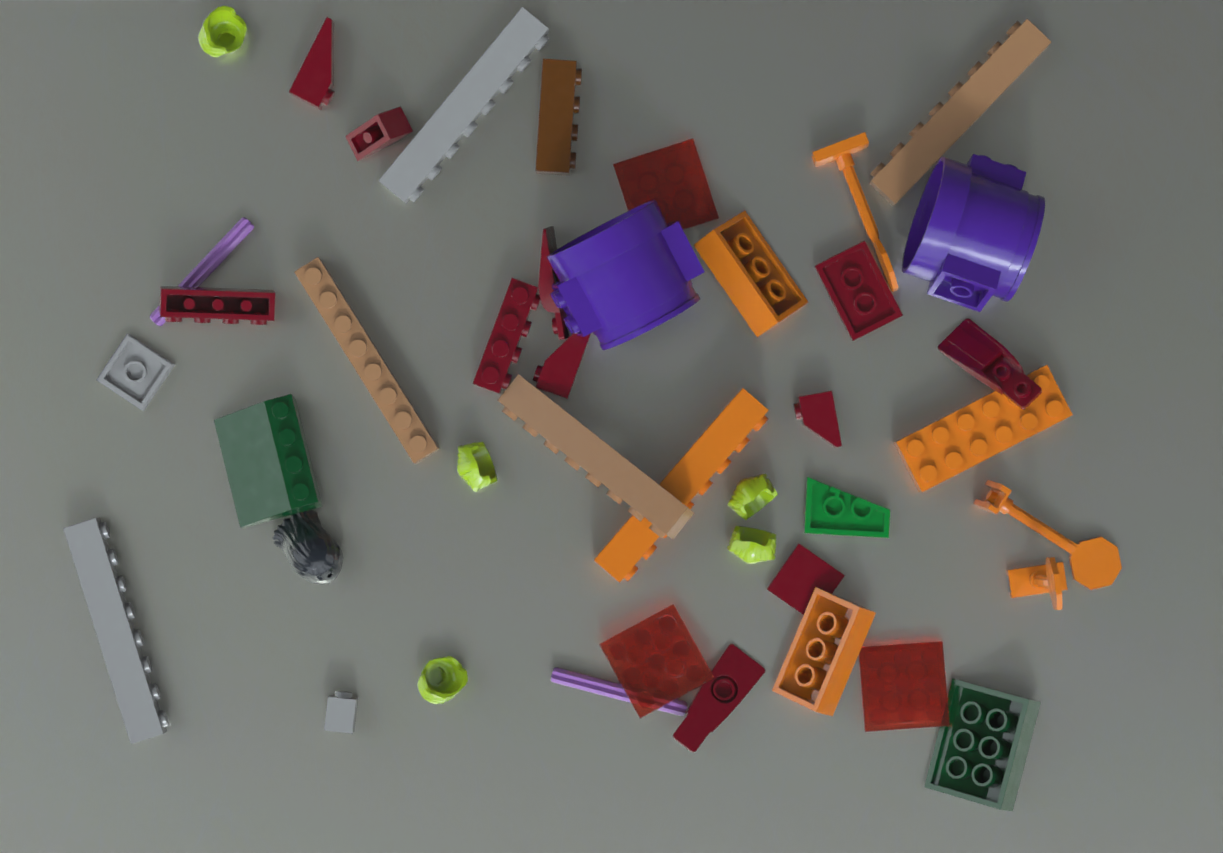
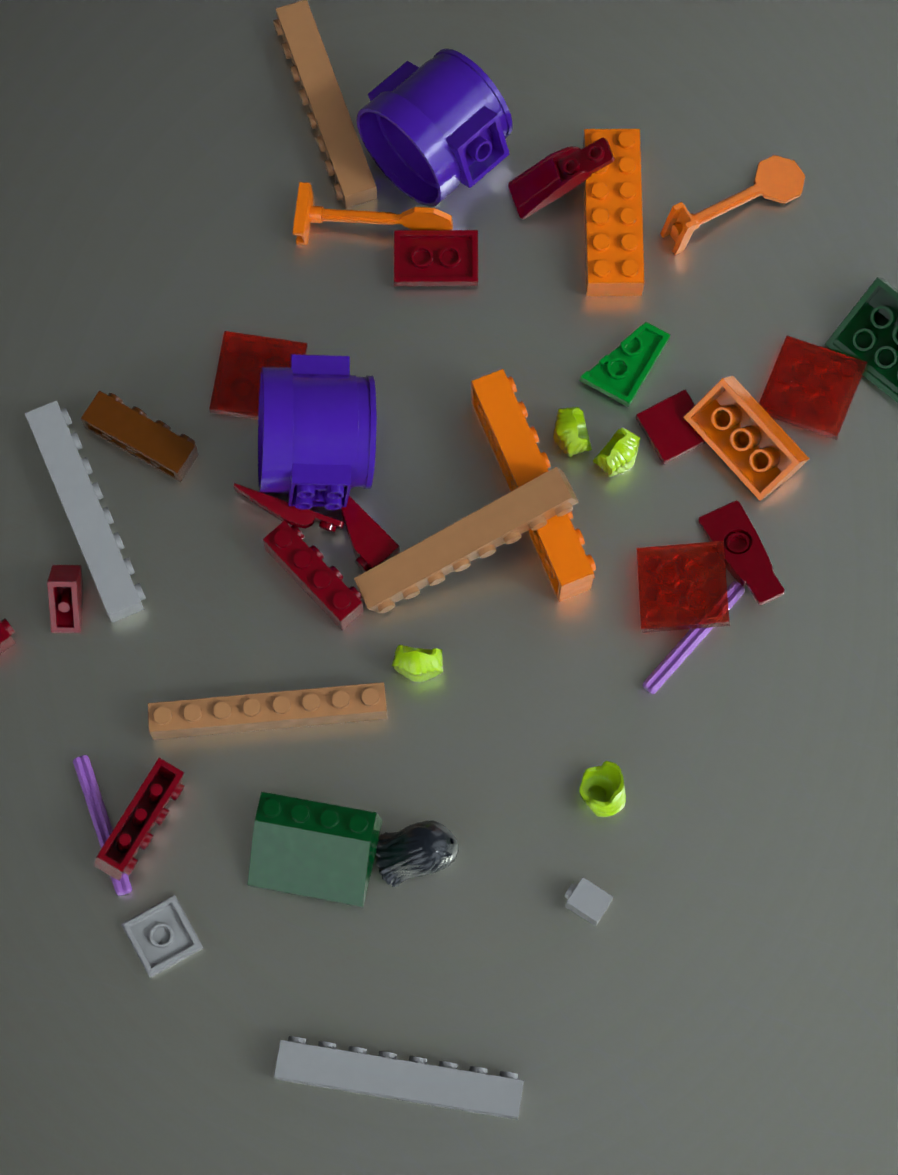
camera: 60 degrees left, 15 degrees down
(750, 273) = (376, 338): orange slope -> none
(819, 416) = (532, 341): dark red slope -> none
(1038, 580) = (786, 181): orange piece -> none

